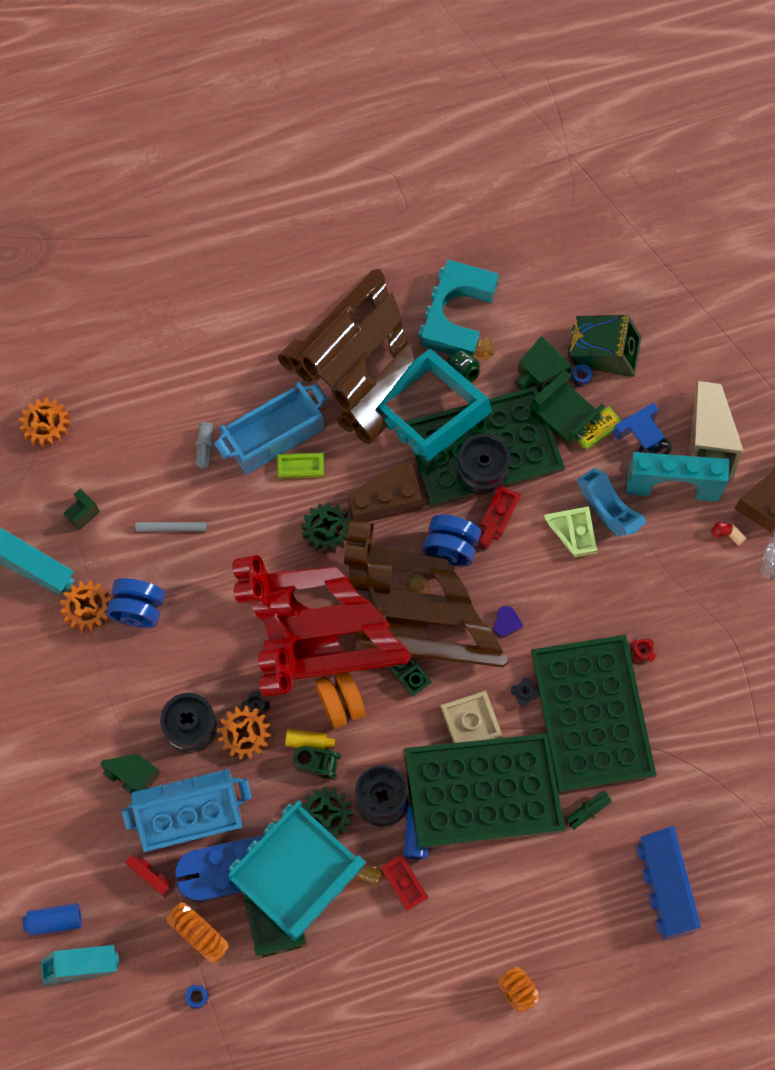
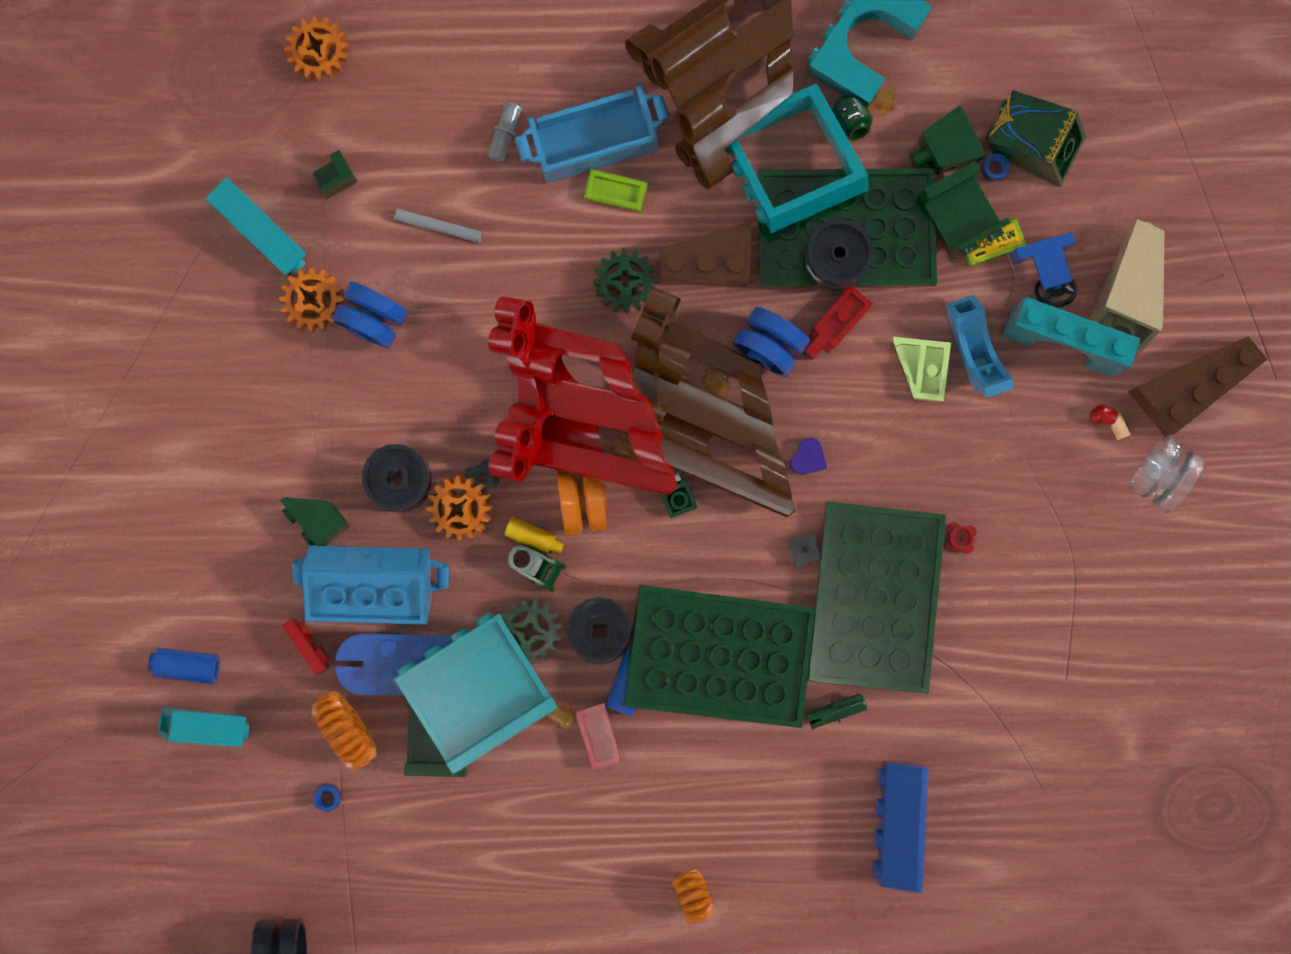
camera: 10 degrees right, 15 degrees up
(471, 718) = (730, 566): tan plate -> none

